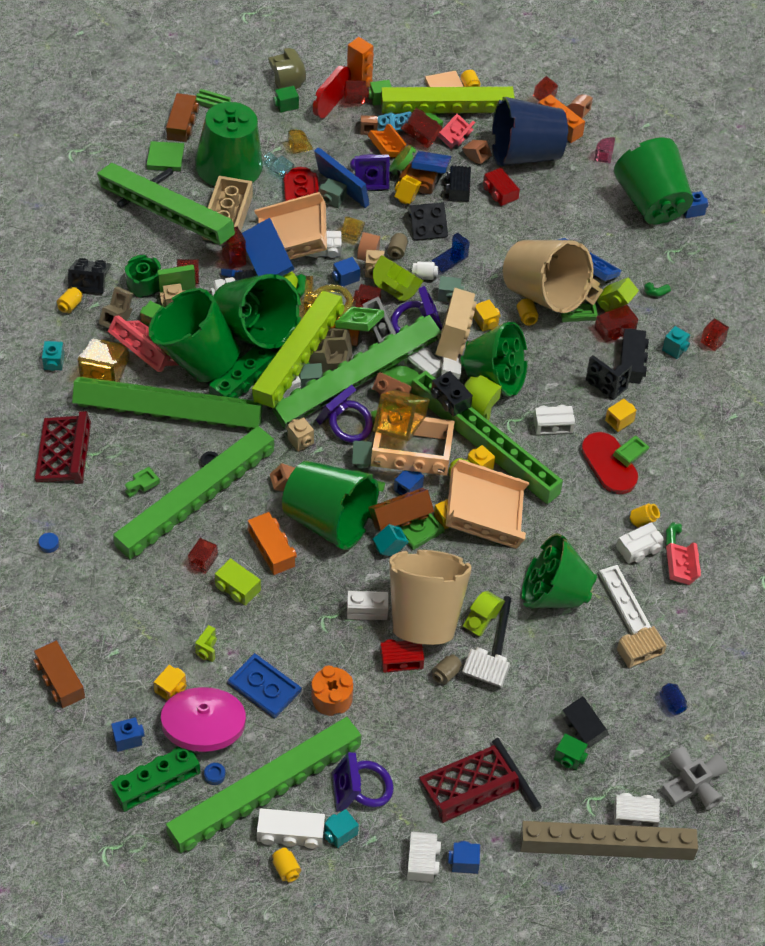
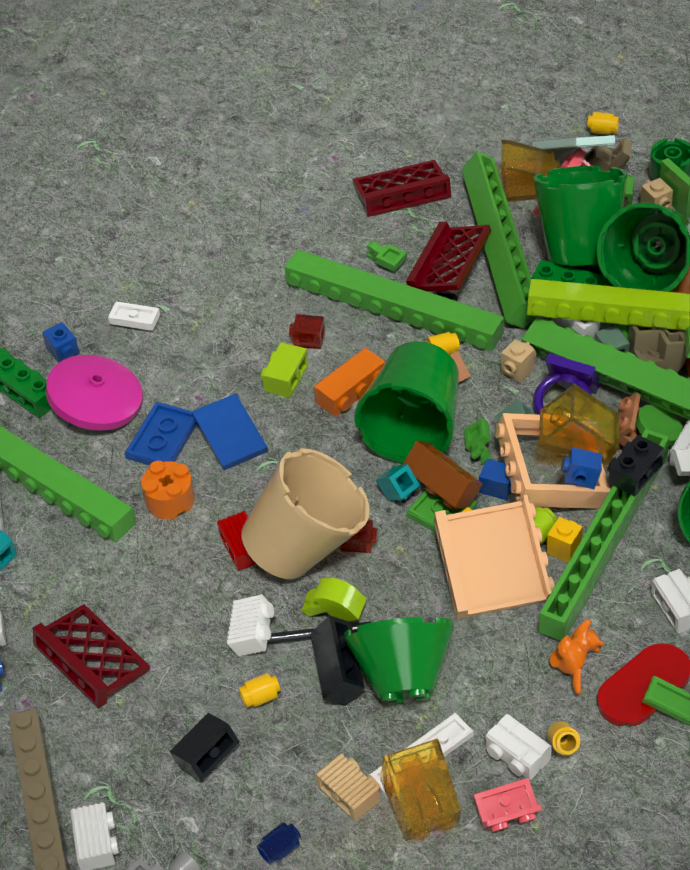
camera: 80 degrees right, 5 degrees down
(48, 542) = (277, 215): blue tile -> none
(53, 355) = (519, 132): teal brick -> none
(58, 674) = (116, 271): dark orange brick -> none
(88, 275) = (645, 120): black bracket -> none
(100, 320) = (575, 142): none -> light aqua tile
(119, 673) = (134, 316): none -> white plate
(168, 454) = (436, 254): none -> dark red fence
(170, 682) = (134, 355): yellow brick -> none
(205, 644) = (194, 367): lime bracket -> none
(214, 774) = (39, 428): blue tile -> none
(260, 475) = (446, 341): none -> yellow brick
(285, 636) = (229, 431): none -> blue tile
(348, 782) = (48, 533): dark purple tile -> none
(439, 424) = (582, 468): none -> blue brick
(446, 669) = (236, 587): dark tan brick -> none
(484, 394) = (659, 506): lime brick -> none
(522, 782) = (117, 699): black bar -> none
(539, 623) = (336, 665): none -> black brick
(544, 679) = (259, 690): none -> yellow brick
(571, 752) = (157, 743): green brick -> none
(577, 490) = (572, 652): none -> orange animal
(664, 603) = (420, 790): none -> clear yellow slope
(671, 532) = (556, 781): green arm -> none

